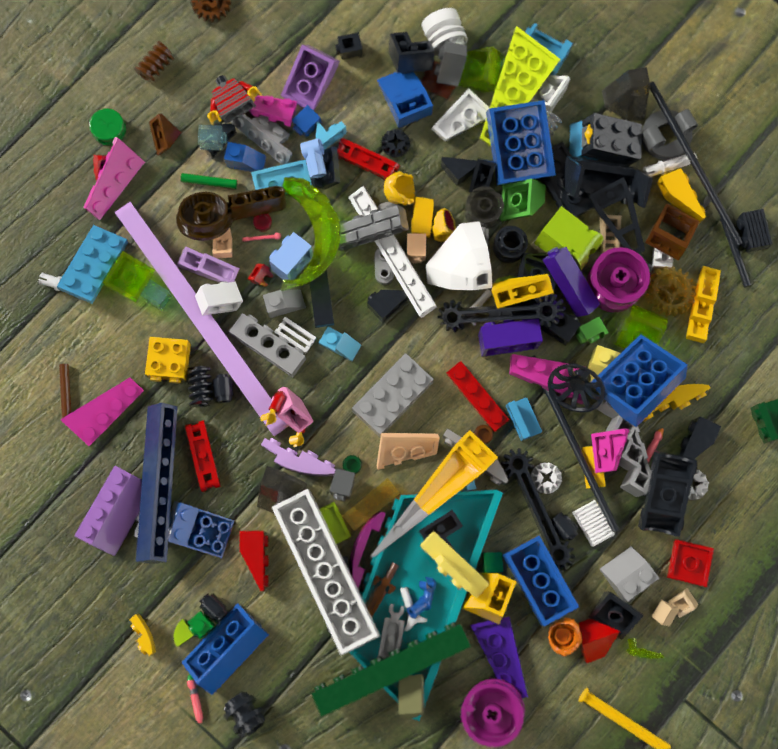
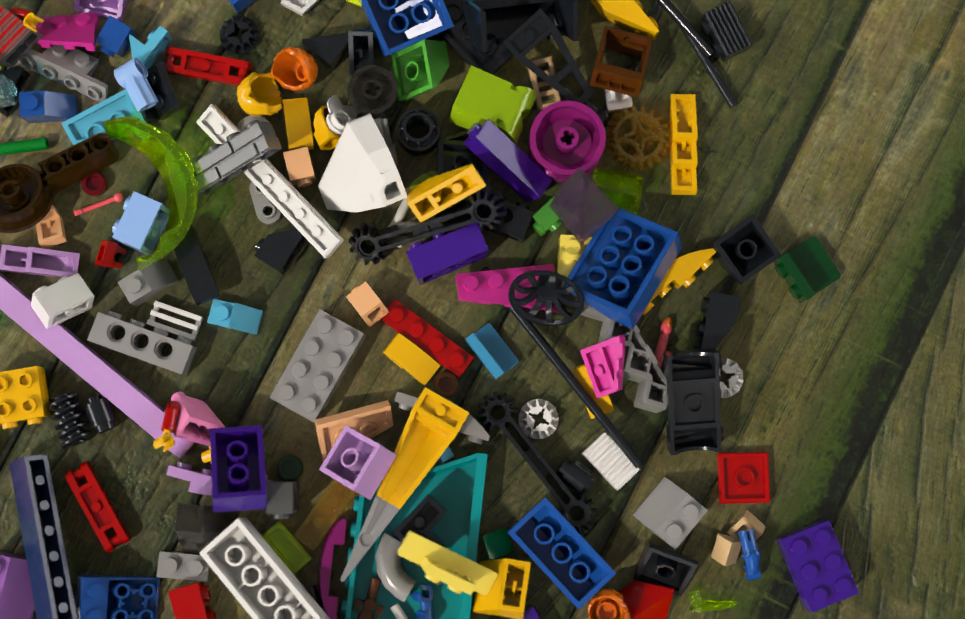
camera: 15 degrees left, 5 degrees up
(254, 516) = (182, 566): none -> light grey plate
(316, 452) = (237, 468): none -> dark purple brick
(406, 471) = (358, 462): none -> lavender brick
(409, 558) = (390, 568): none -> light grey cylinder
(430, 176) = (294, 69): none -> orange hair
(440, 359) = (367, 304): none -> light nougat brick
(454, 217) = (339, 114): none -> white plate
(463, 408) = (411, 358): none -> yellow slope
(620, 327) = (582, 205): none -> slope
(684, 621) = (751, 554): none -> blue piece
(732, 392) = (745, 250): none -> black slope
(732, 643) = (817, 565): none -> dark purple brick

